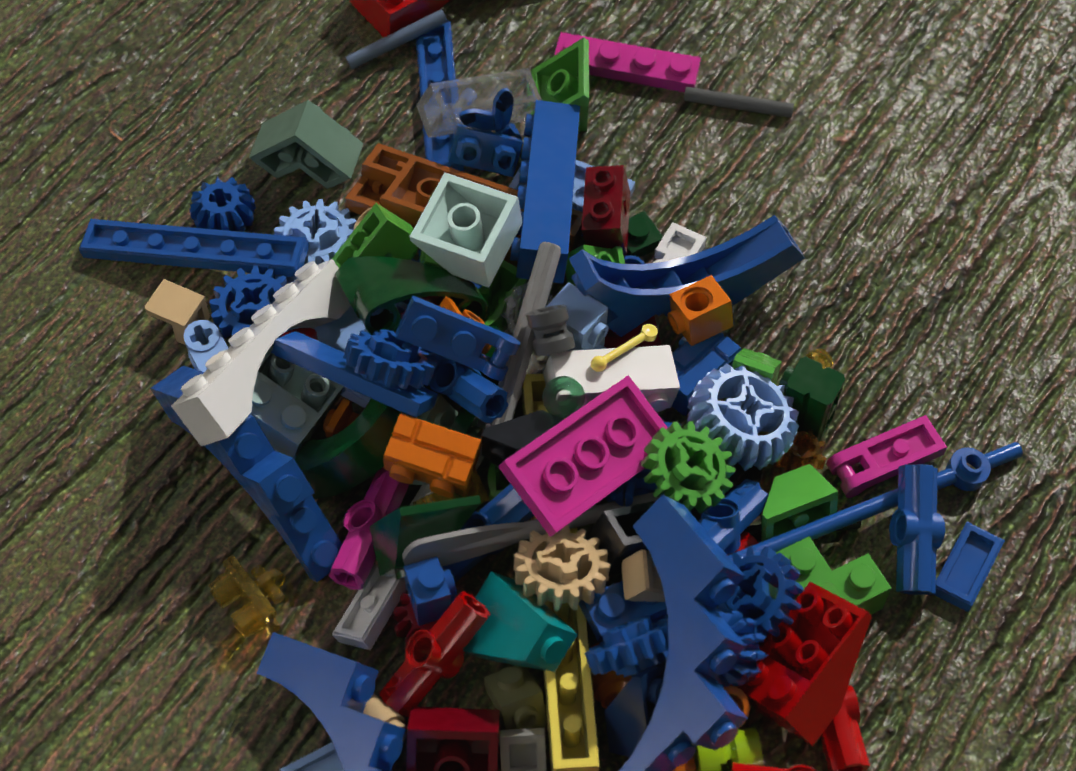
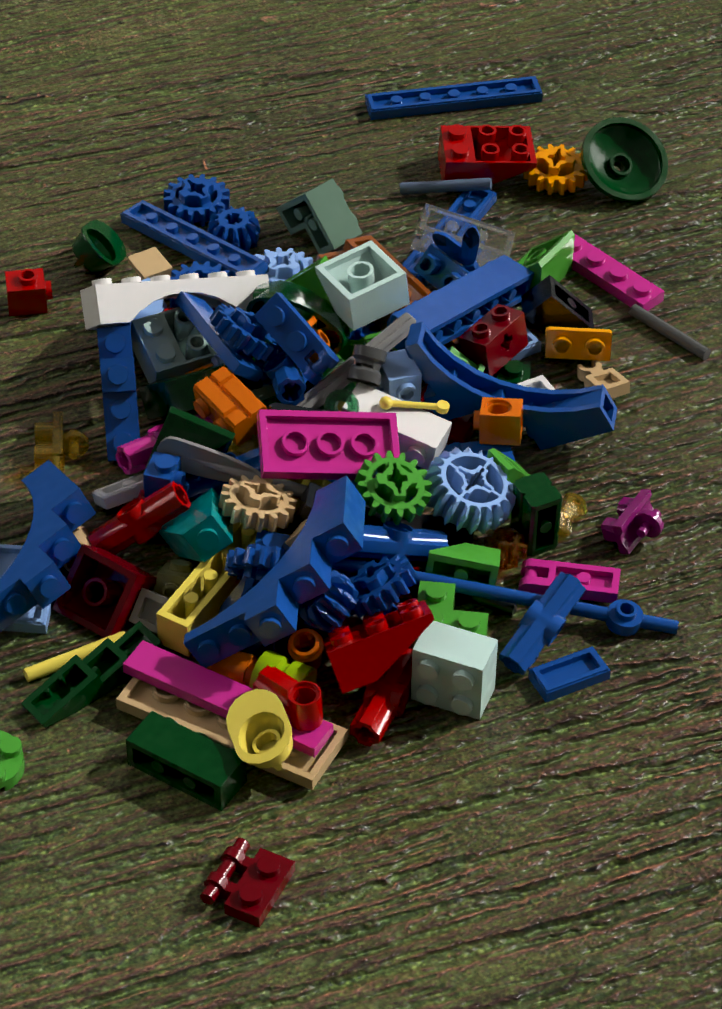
camera: 35 degrees right, 15 degrees down
(57, 410) = (27, 292): none -> red brick
(93, 310) = (98, 247): none -> dark green piece
(151, 189) = (196, 198): none -> blue gear
(621, 136) = (554, 306): none -> black slope
(675, 164) = (578, 343): none -> light orange bracket
(732, 198) = (613, 381): none -> tan plate
(885, 335) = (634, 522): none -> magenta hips
(898, 642) = (454, 669): none -> light aqua brick

